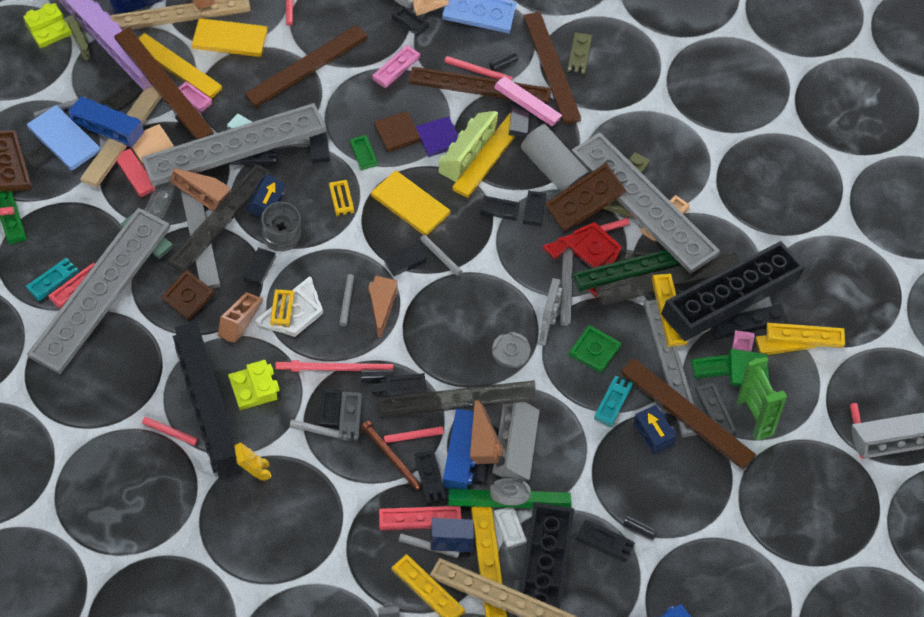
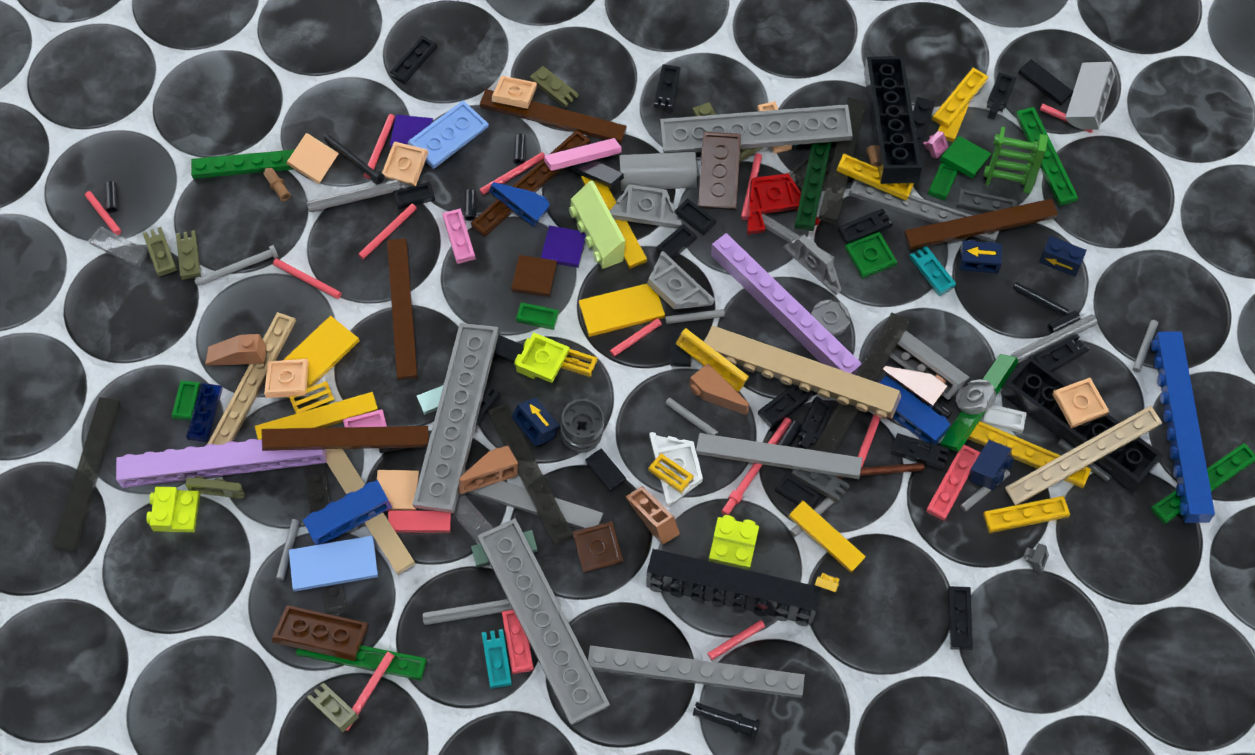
camera: 55 degrees left, 5 degrees up
(77, 238) = (466, 612): none -> light grey axle
(96, 465) = (736, 722): none -> black pin
(126, 419) = (696, 671): none -> light grey plate
(179, 46) = (327, 391): none -> yellow tile
(193, 27) = (286, 378): none -> light nougat tile
(295, 585) = (960, 618): none -> black tile
(302, 447) = (826, 536): none -> yellow tile
(324, 171) = (541, 358): none -> neon yellow plate
(351, 376) = (779, 456): none -> light grey tile
(365, 21) = (387, 231): none -> coral bar
(391, 225) = (635, 337): none -> coral bar
(403, 356) = (783, 405): none -> black hinge
(404, 283) = (706, 355): none -> yellow tile
(428, 58) = (470, 205): none -> black axle
(435, 351) = (805, 373): none -> tan brick
(453, 90) = (524, 203): none -> blue slope
(456, 225) = (677, 286): none -> light grey wing
(492, 309) = (782, 306): none -> lavender brick
(514, 168) = (646, 206): none -> light grey wing
(550, 29) = (514, 92): none -> light nougat tile
(555, 569) = (1080, 402): none -> light nougat tile
(616, 527) = (1055, 338): none -> light grey axle
(618, 329) = (864, 226): none -> black hinge
(640, 125) = (667, 86): none -> black hinge
(651, 498) = (1040, 298): none -> black bar
(653, 608) = (1145, 346): none -> light grey bar
(704, 492) = (1062, 256): none -> dark blue brick
(801, 432) = (1051, 164): none -> green plate
(837, 365) = (1000, 94): none -> black hinge
(882, 394) = (1045, 82): none -> black tile

